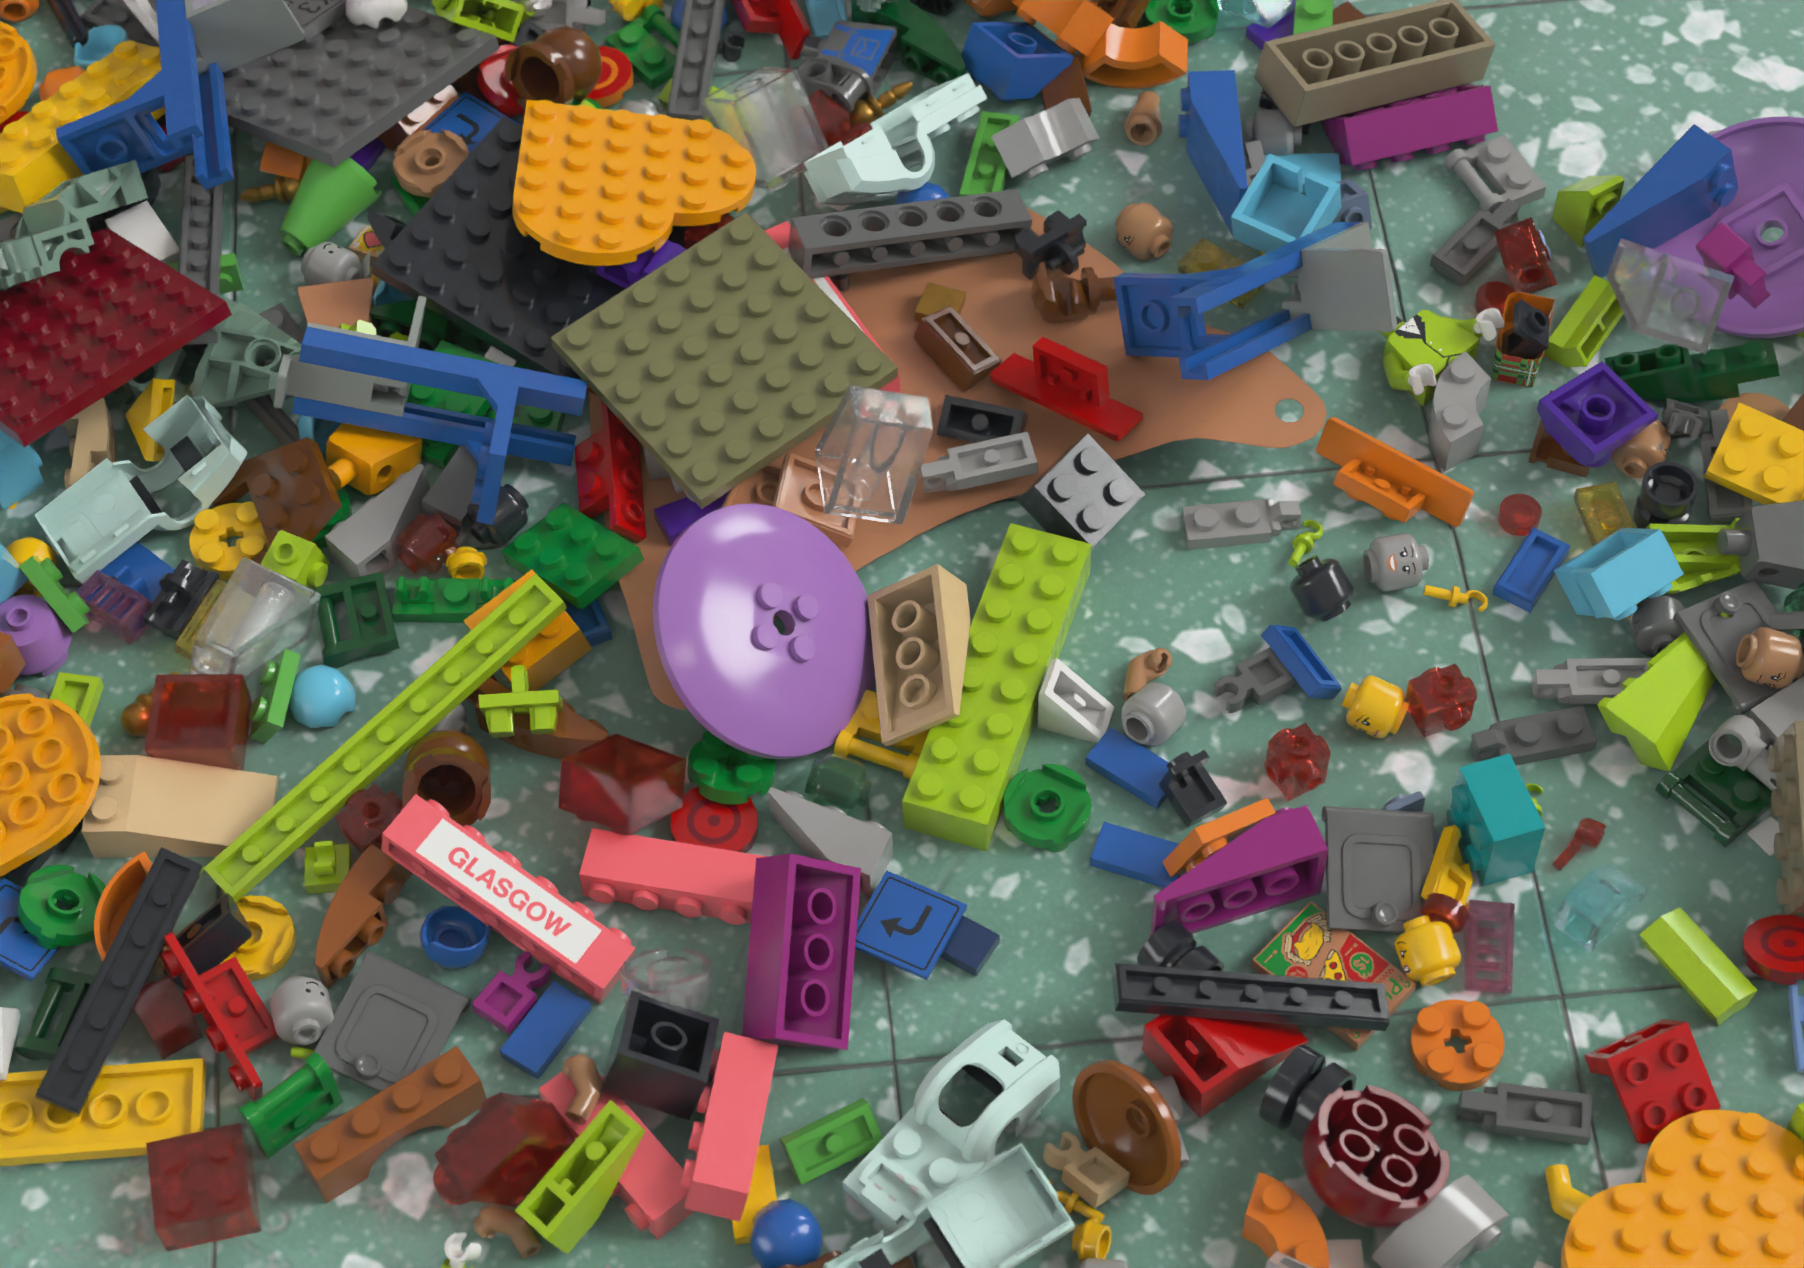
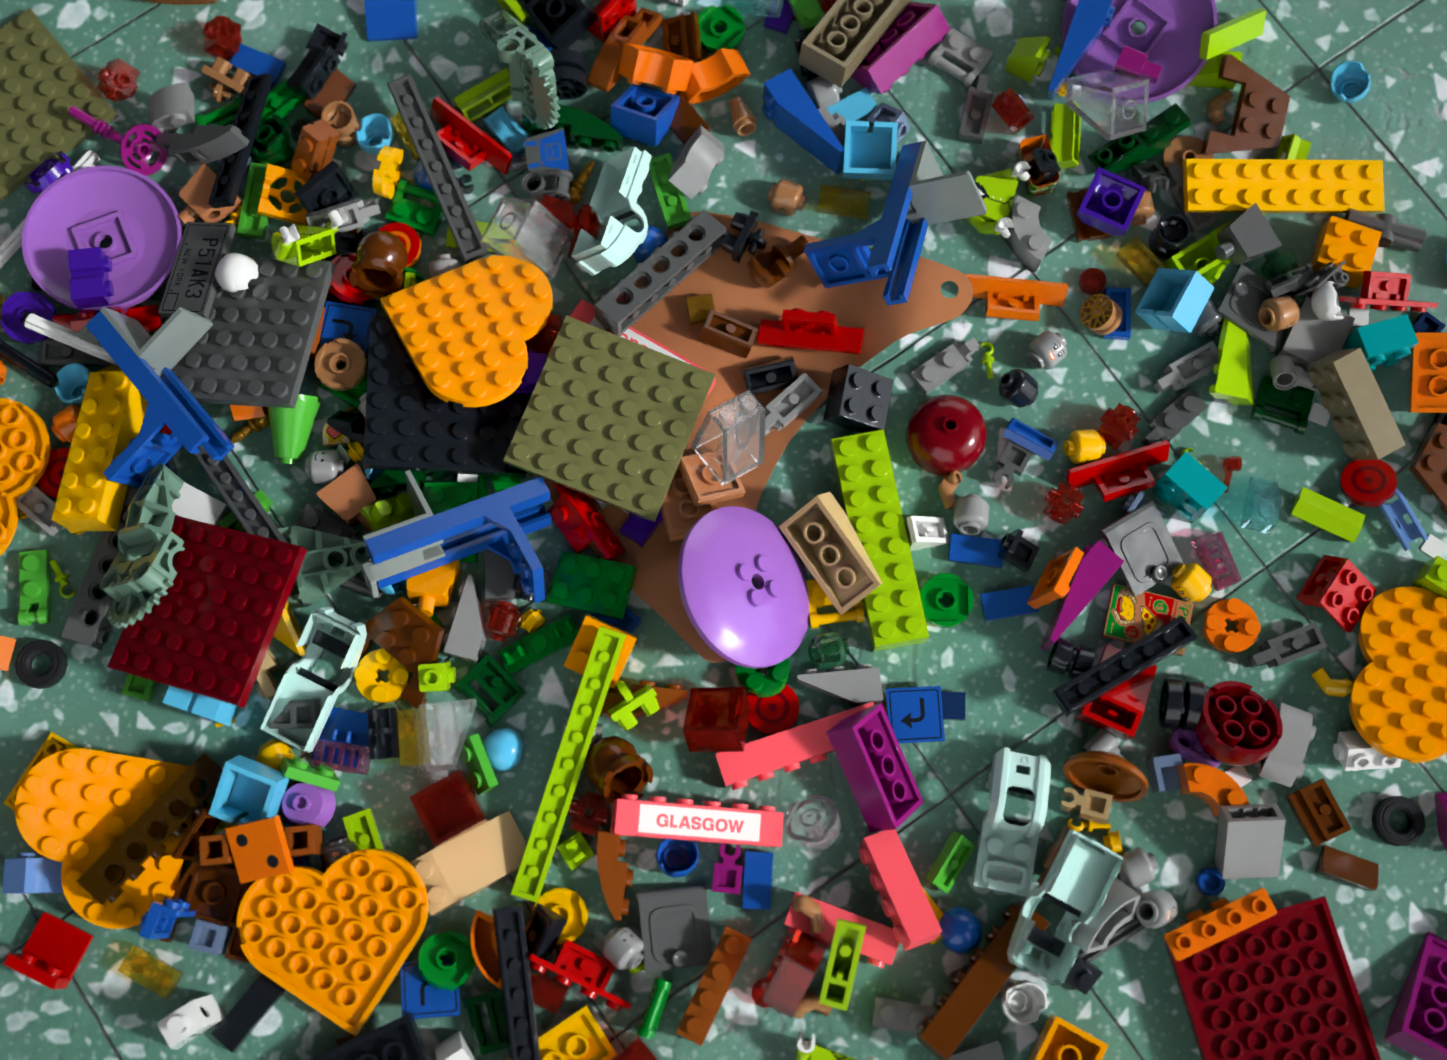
camera: 30 degrees left, 20 degrees up
(88, 525) = (297, 715): none -> dark grey tile
(136, 715) = (407, 818): pearl gold bar -> none
(660, 1056) = (839, 871): black brick -> none
(1183, 601) = (942, 449): none -> dark red cylinder
(1230, 1185) = (1164, 772): none -> sand blue panel
(1283, 1161) = (1193, 750): none -> medium lavender plate
(1403, 759) = (1121, 473): none -> red bracket
(1446, 909) = (1190, 555): clear red tile -> none
(1447, 871) = (1177, 530): yellow tile -> none
(1454, 596) = (1086, 352): yellow hand -> none
(1492, 295) = (1005, 144): clear red tile -> none
(1501, 551) = (1101, 314): none -> medium nougat wheel

